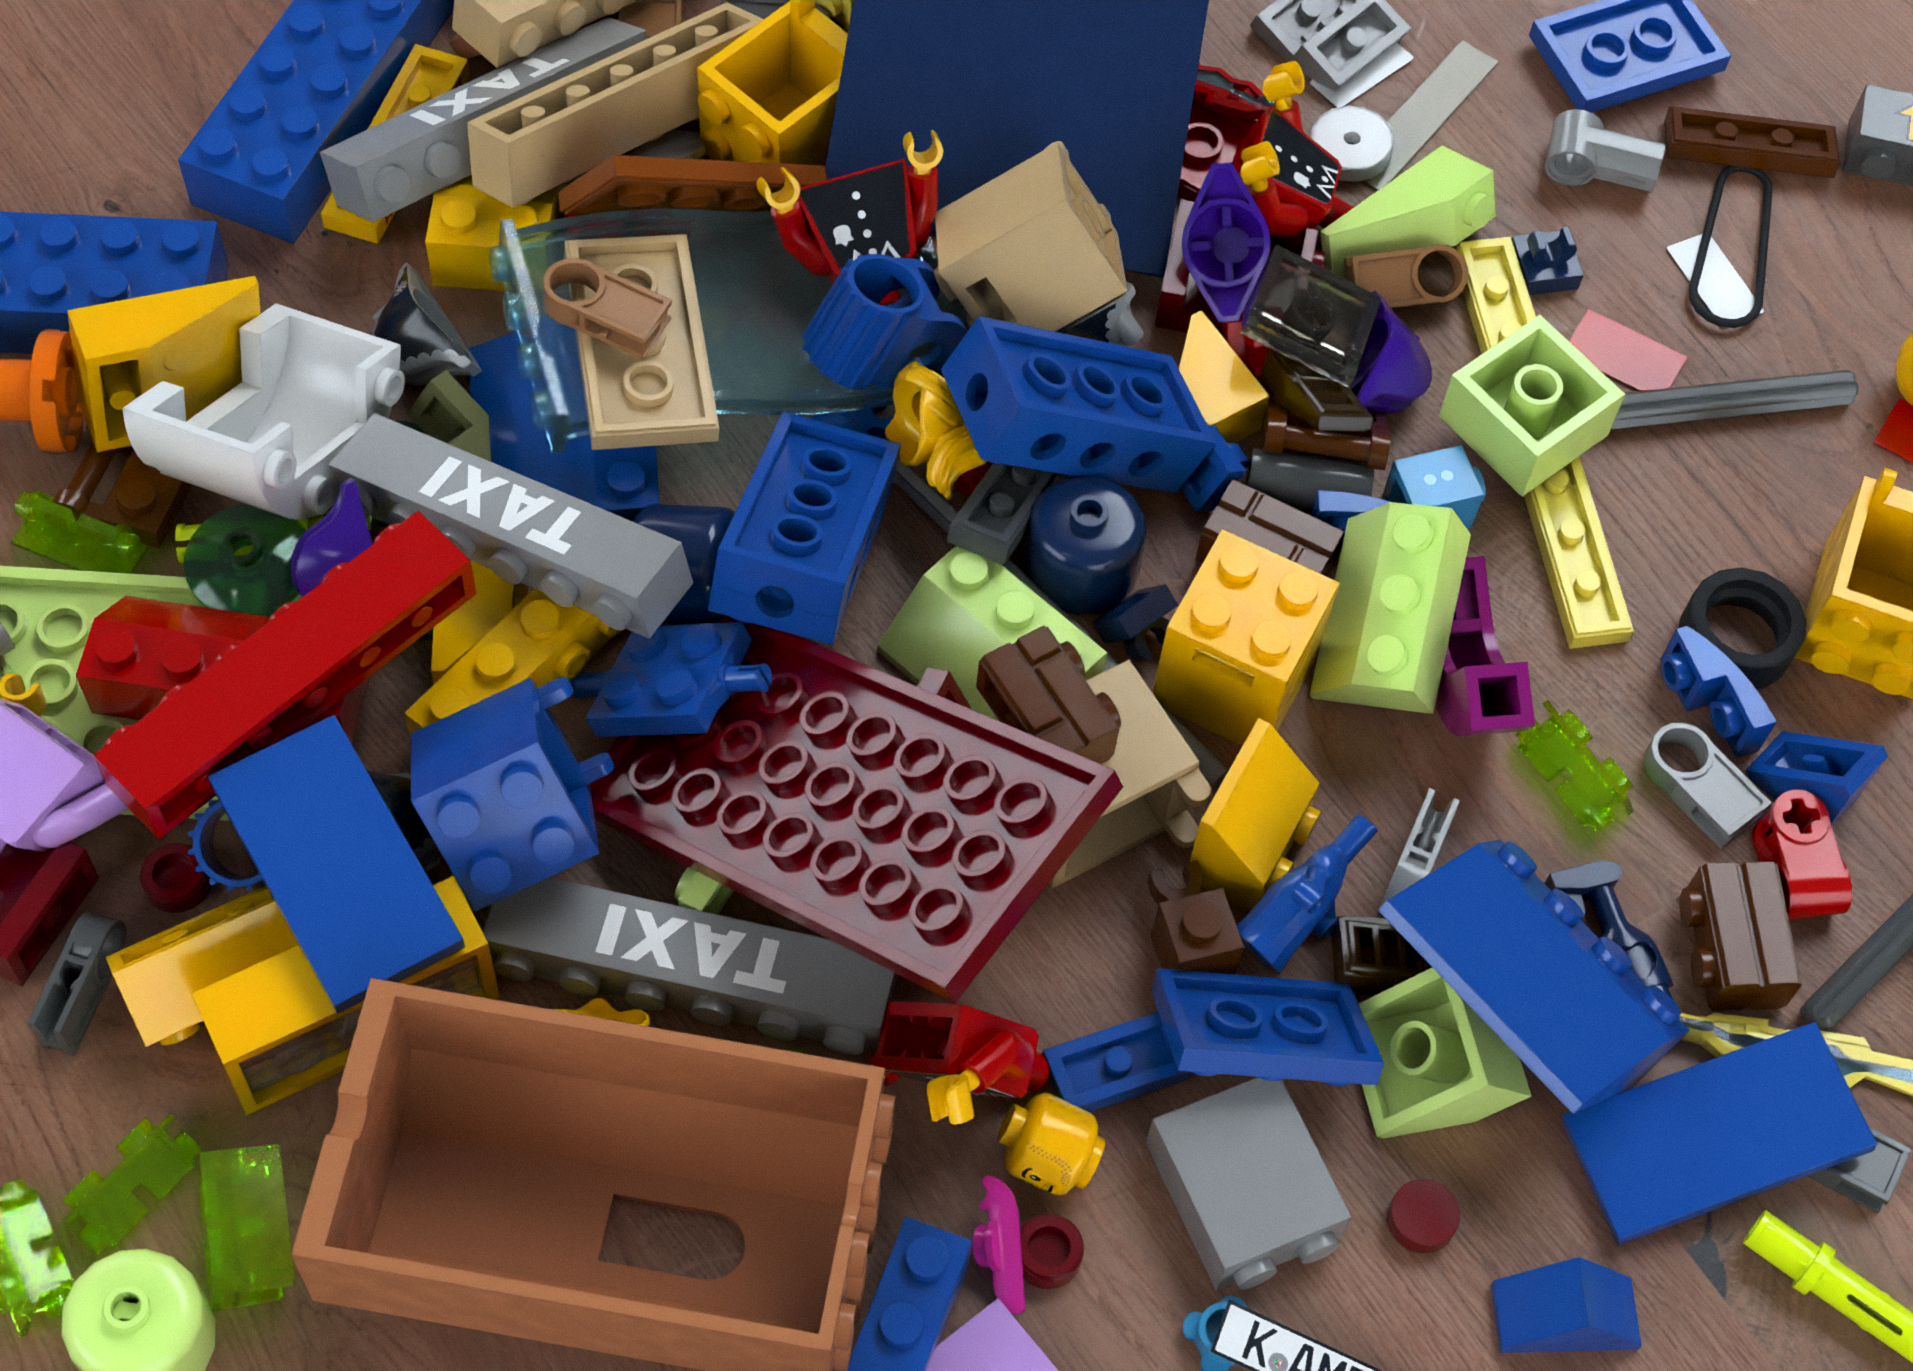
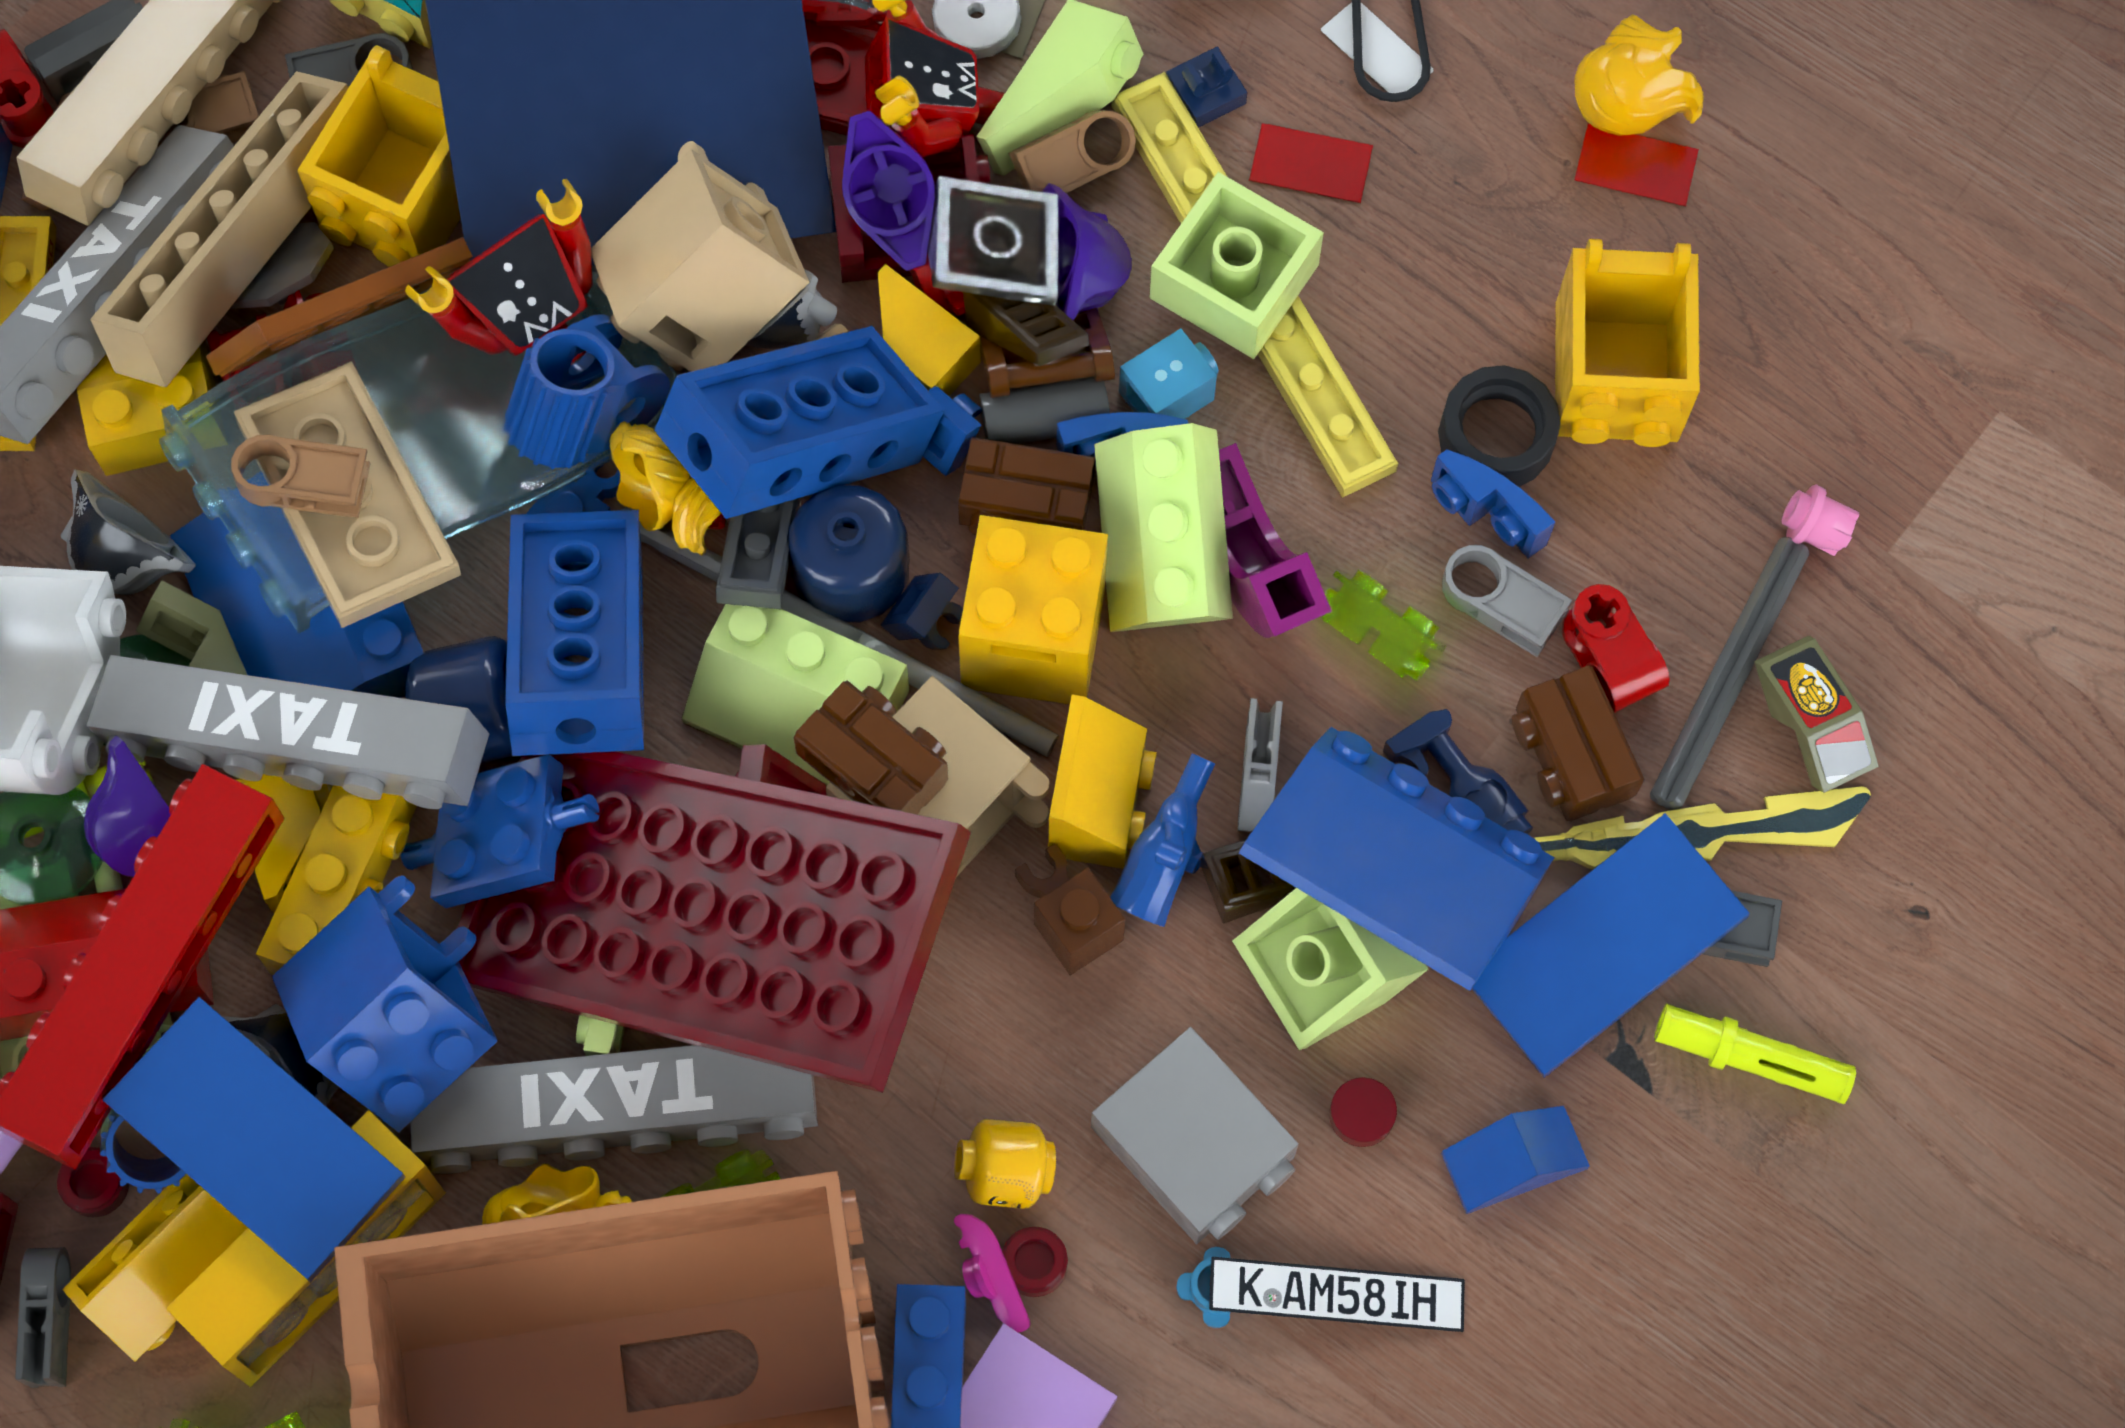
camera: 15 degrees left, 10 degrees up
(958, 1055) = (910, 1113): red torso -> none
(1113, 1064) = (1042, 1063): blue plate -> none
(1266, 1027) = (1168, 989): blue plate -> none
(1736, 398) = (1428, 180): dark grey axle -> none
(1821, 765) = (1603, 553): blue slope -> none

